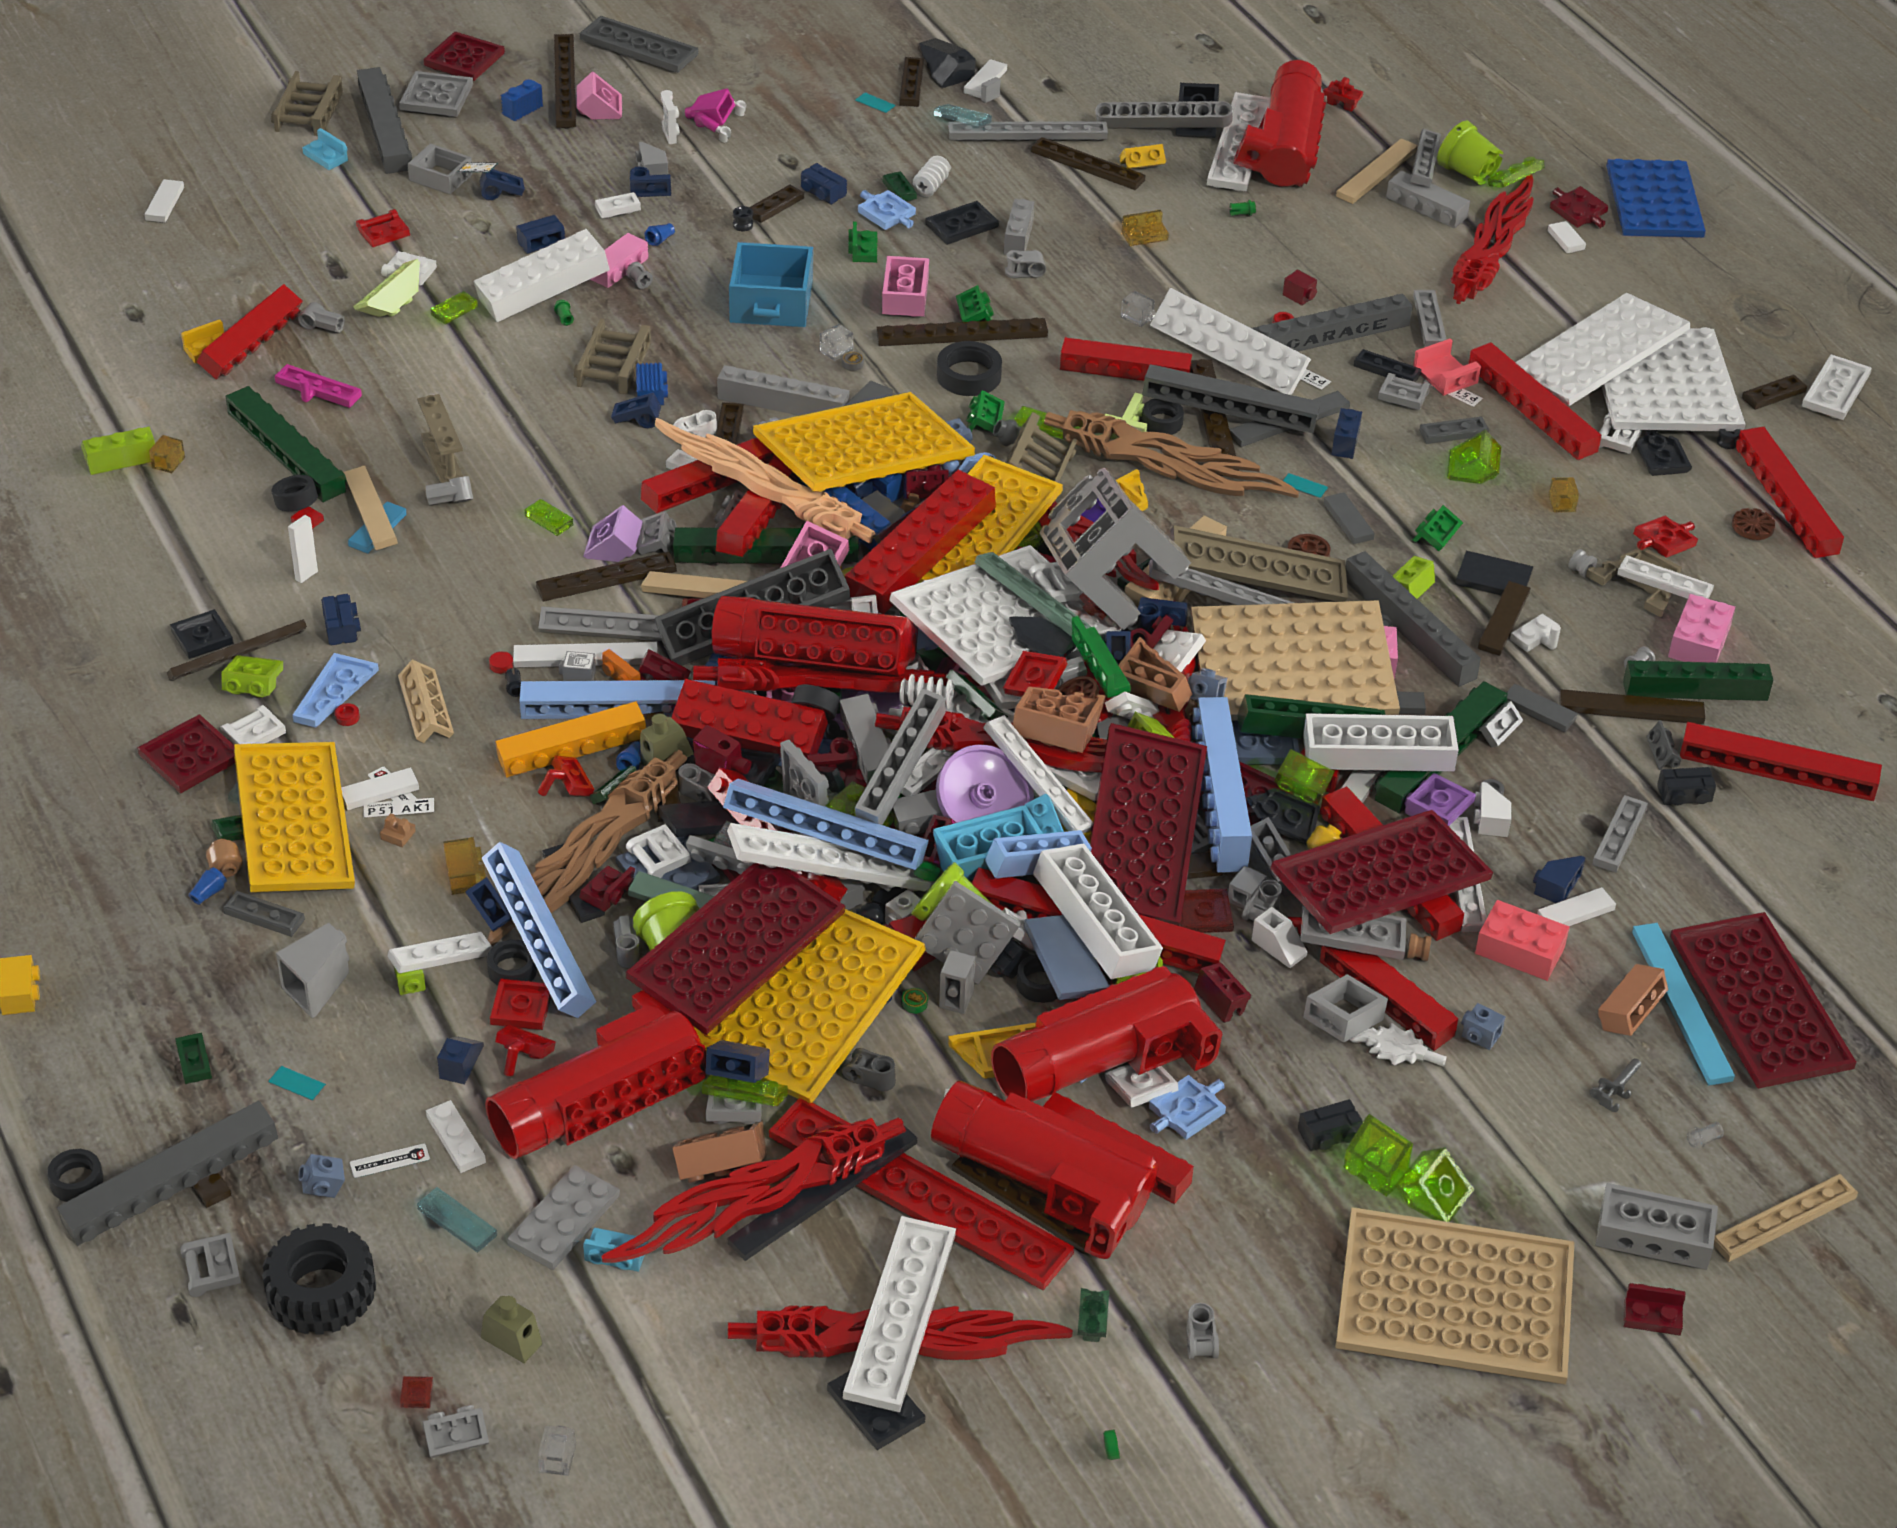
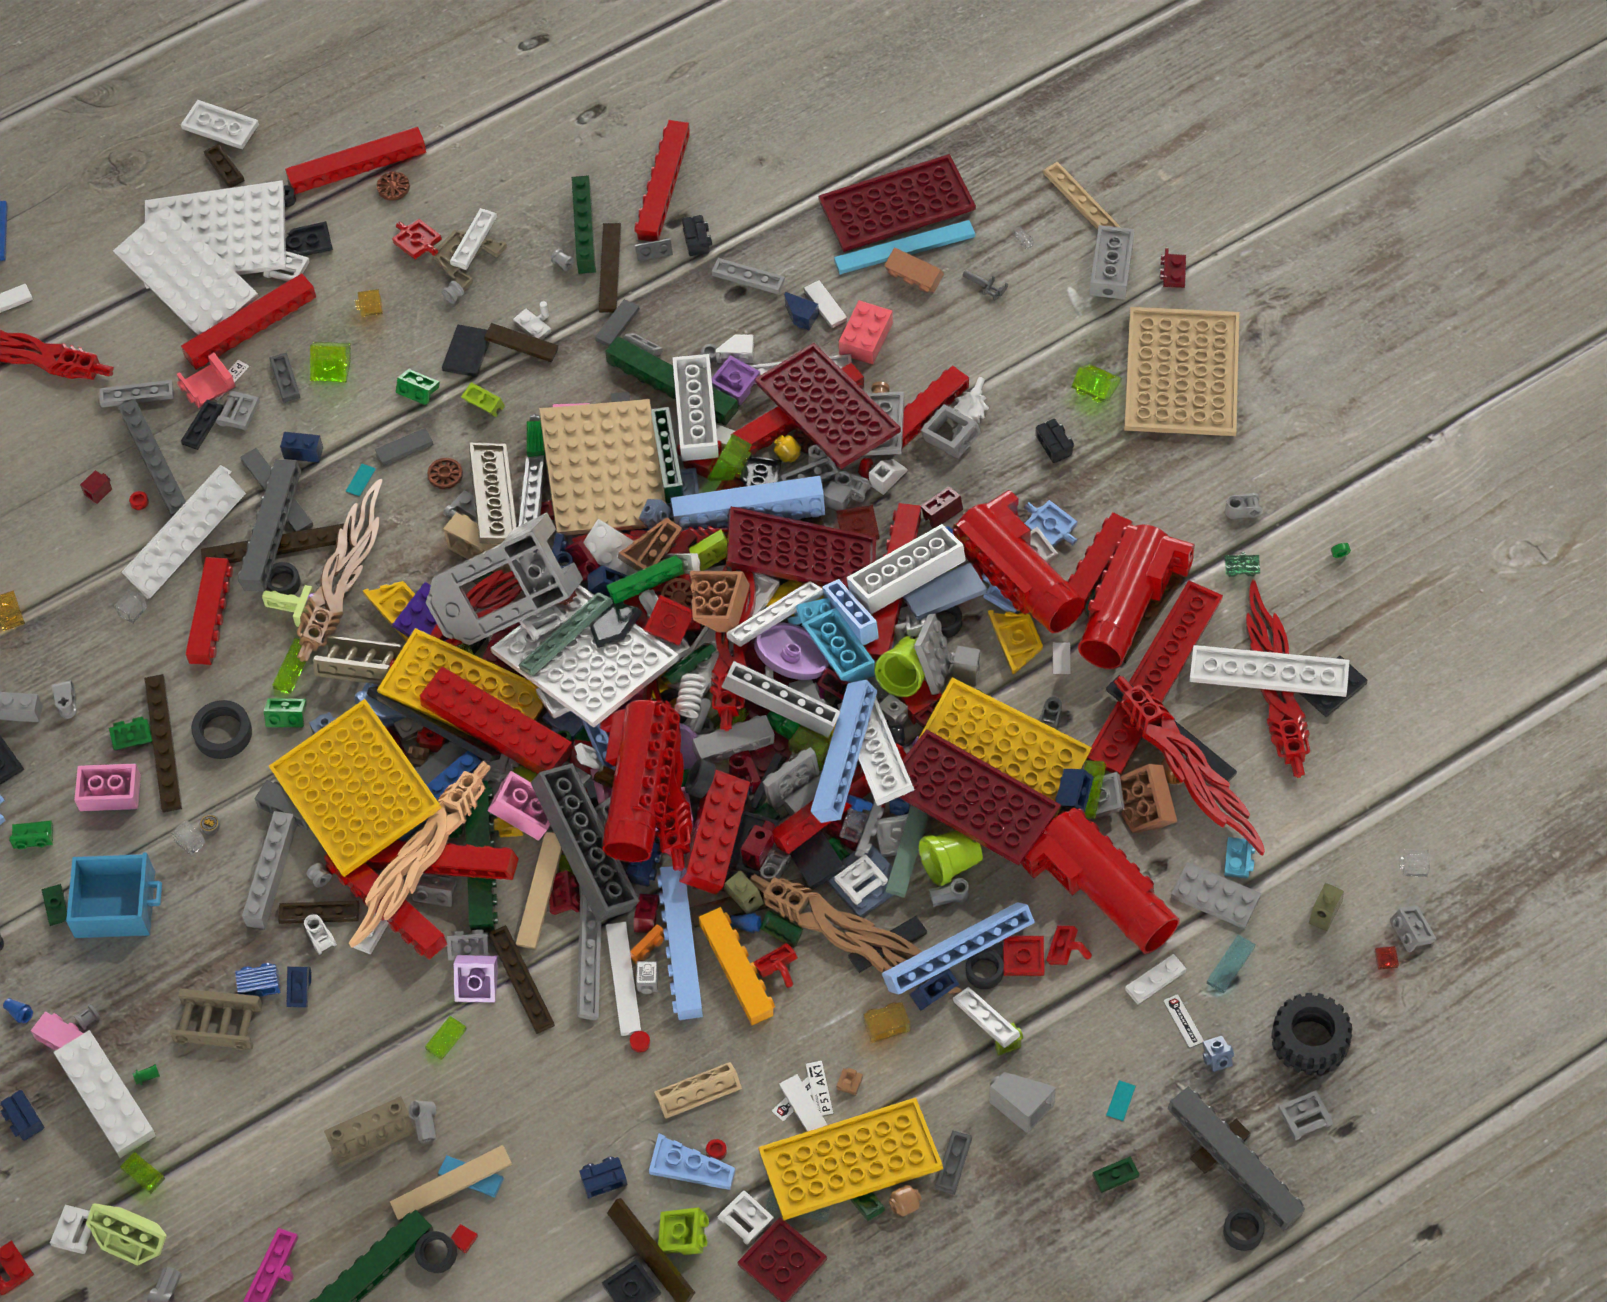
camera: 90 degrees left, 15 degrees up
(208, 885) = (932, 1207): blue cone -> none
(303, 548) = (533, 1213): white tile -> none
(458, 1058) = (1082, 987): dark blue slope -> none
(513, 682) = (666, 1025): black pin -> none
(607, 887) = (896, 913): dark red bracket -> none
(1006, 431) = (311, 690): dark grey animal -> none
(1378, 1155) = (1083, 410): clear neon green slope -> none
(1413, 619) = (530, 399): dark grey brick -> none
(1482, 1026) = (952, 353): sand blue brick -> none
(1701, 630) = (528, 220): bright pink brick -> none

